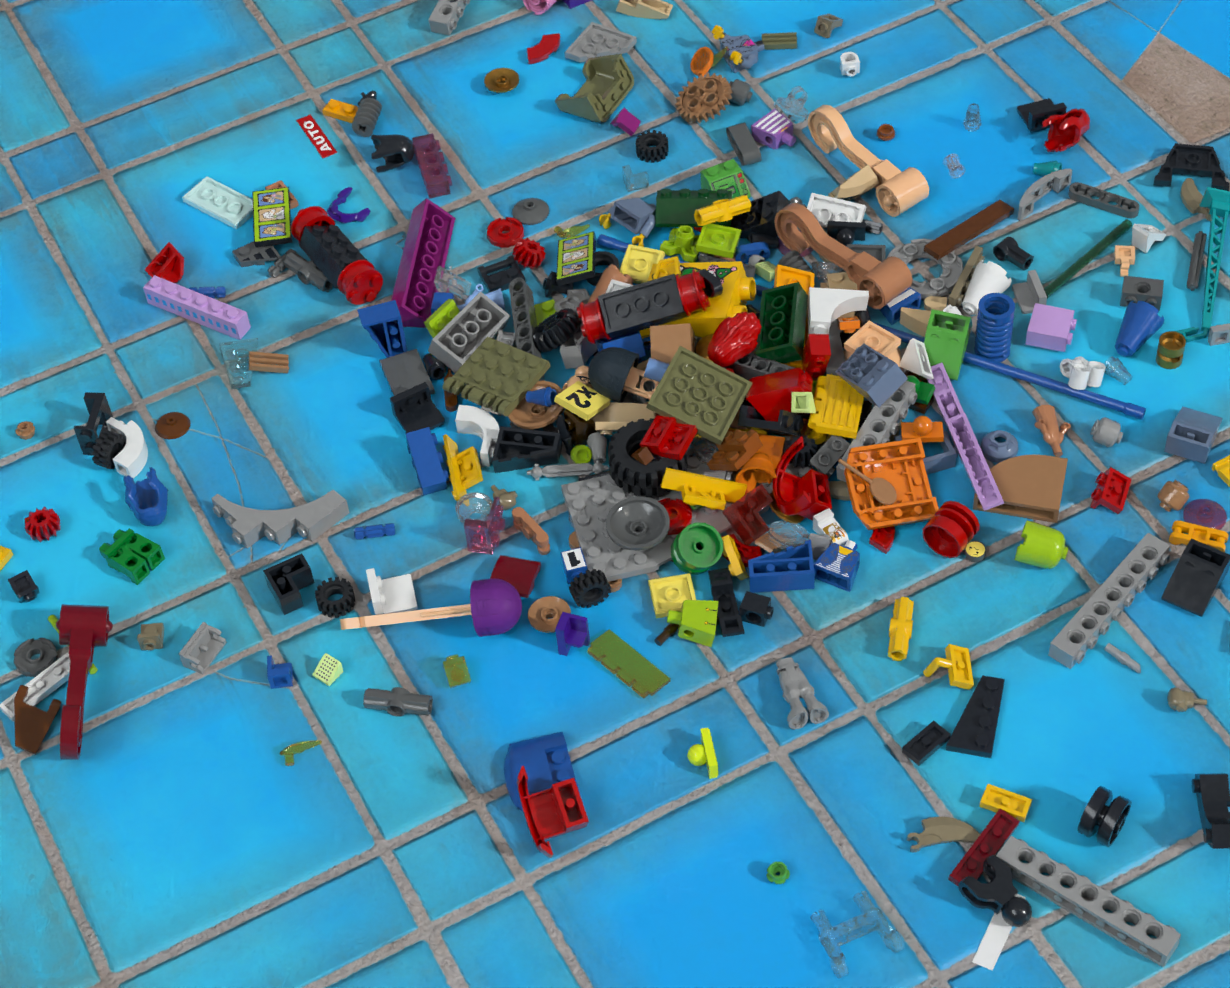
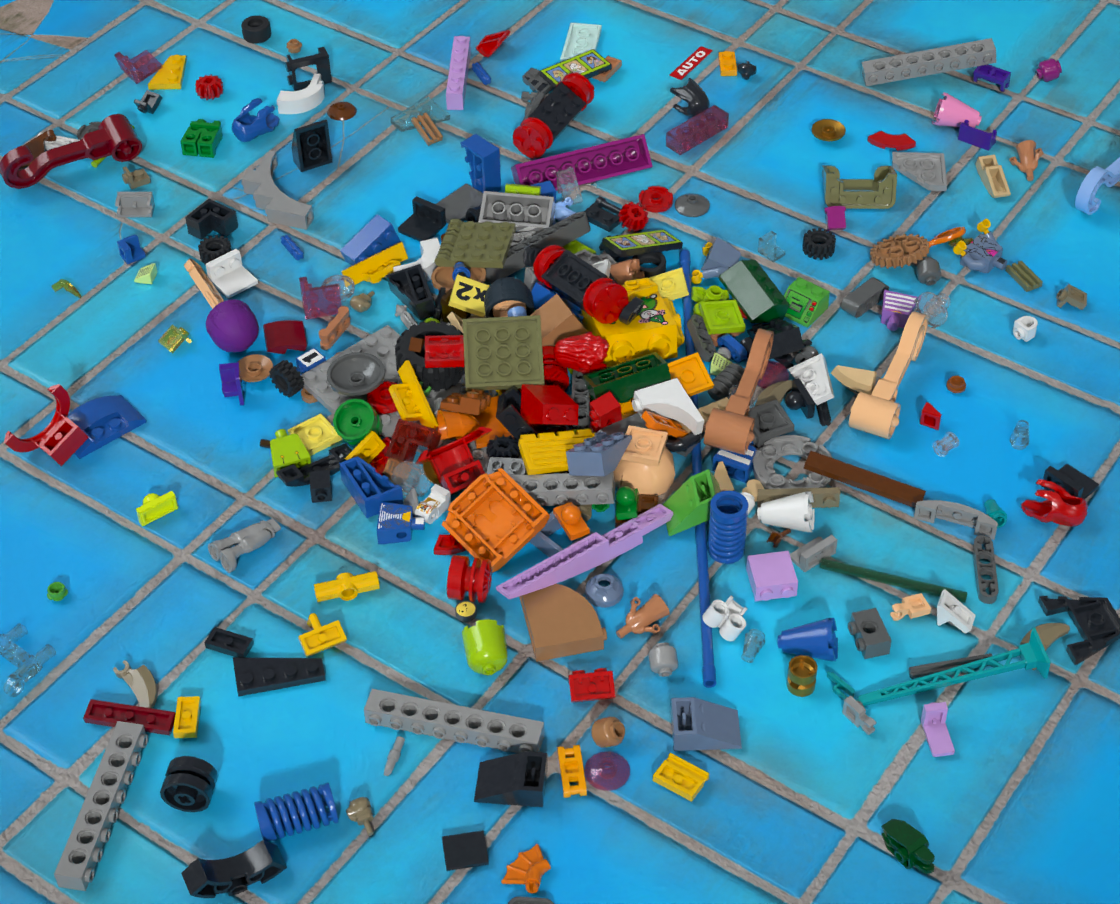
camera: 60 degrees right, 5 degrees down
(107, 448) = (291, 78): black tyre -> none
(237, 461) = (311, 146): none -> black slope
(343, 217) = (614, 98): dark purple helmet -> none
(366, 117) = (724, 74): dark grey piece -> none
(398, 701) = (131, 319): dark grey piece -> none
(571, 231) = (679, 233): clear yellow bar -> none
(628, 664) = (230, 433): clear yellow windscreen -> none
(722, 210) = (751, 302): yellow piece -> none
(802, 402) = (532, 419): yellowish green slope -> none
(879, 487) = (481, 513): medium nougat piece -> none
(916, 359) = (657, 490): white slope -> none
(917, 160) = (930, 417): none -> red slope
(993, 941) = (58, 757): white sticker -> none
(998, 894) = (81, 736): black piece -> none
(1009, 250) = (858, 519): black piece -> none
(1171, 744) = (293, 809): none -> blue piece

